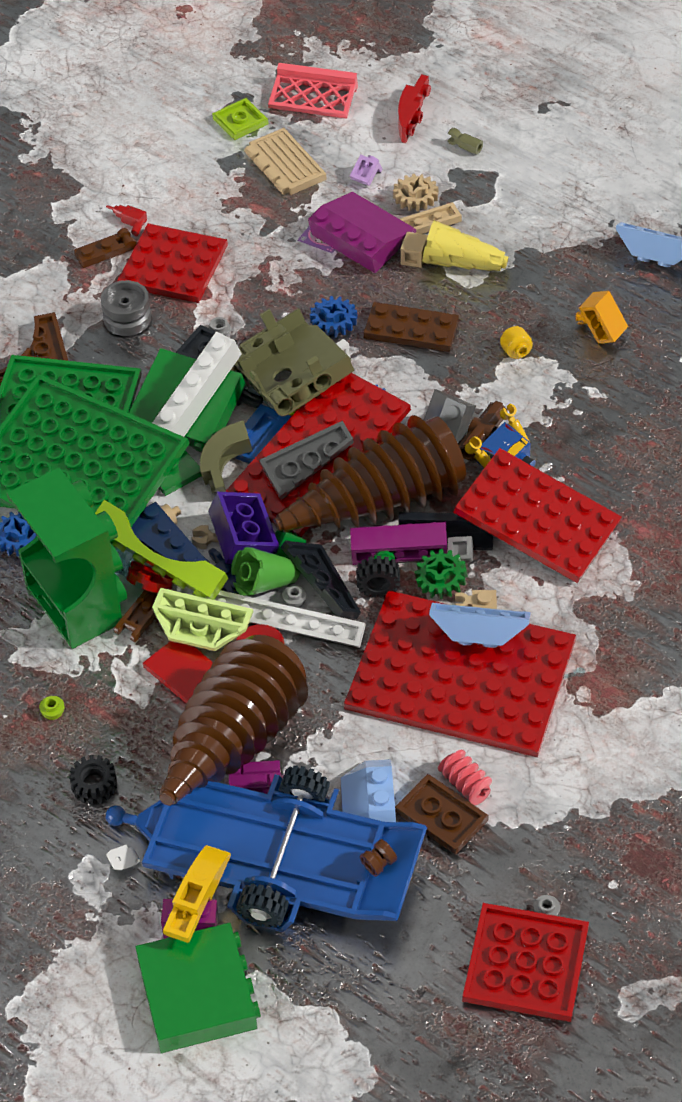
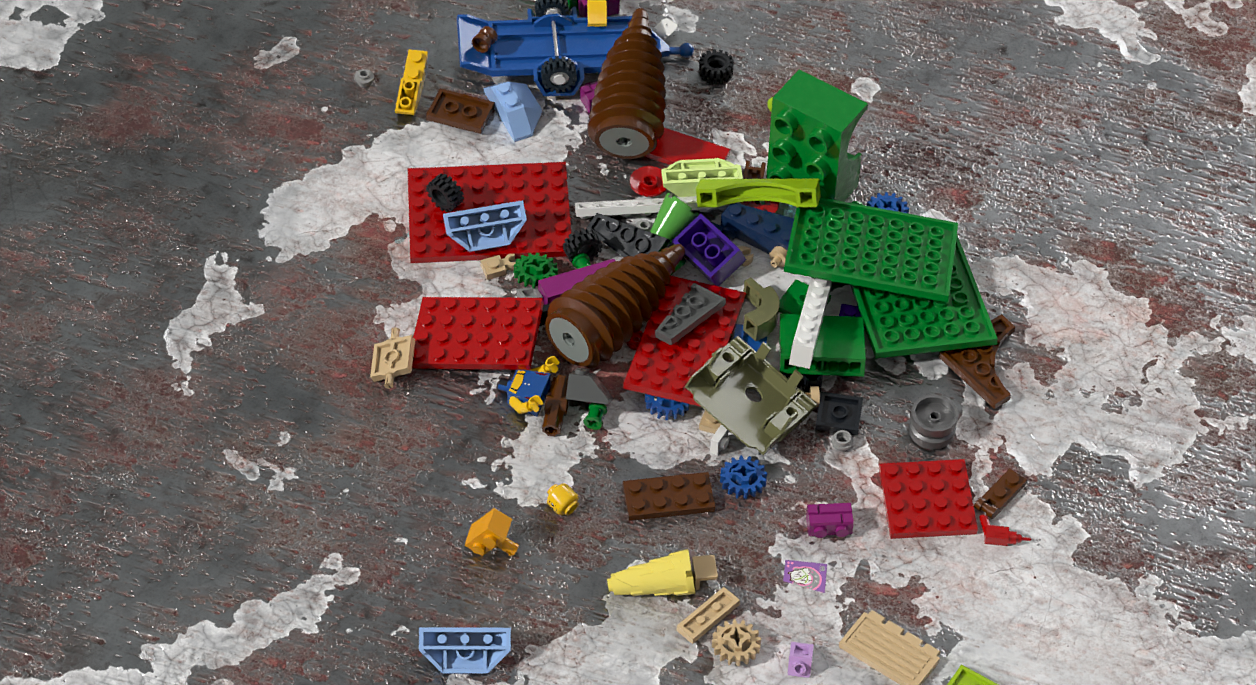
camera: 155 degrees right, 0 degrees up
(275, 261) = (829, 519): none -> magenta brick
(359, 230) = (766, 575): magenta slope -> none
(466, 776) = (453, 134): coral piece -> none
(491, 867) = (412, 82): none -> yellow slope
(512, 669) = (445, 192): none -> black tyre
(526, 962) = (365, 42): red plate -> none
(637, 517) = (392, 358): none -> tan plate

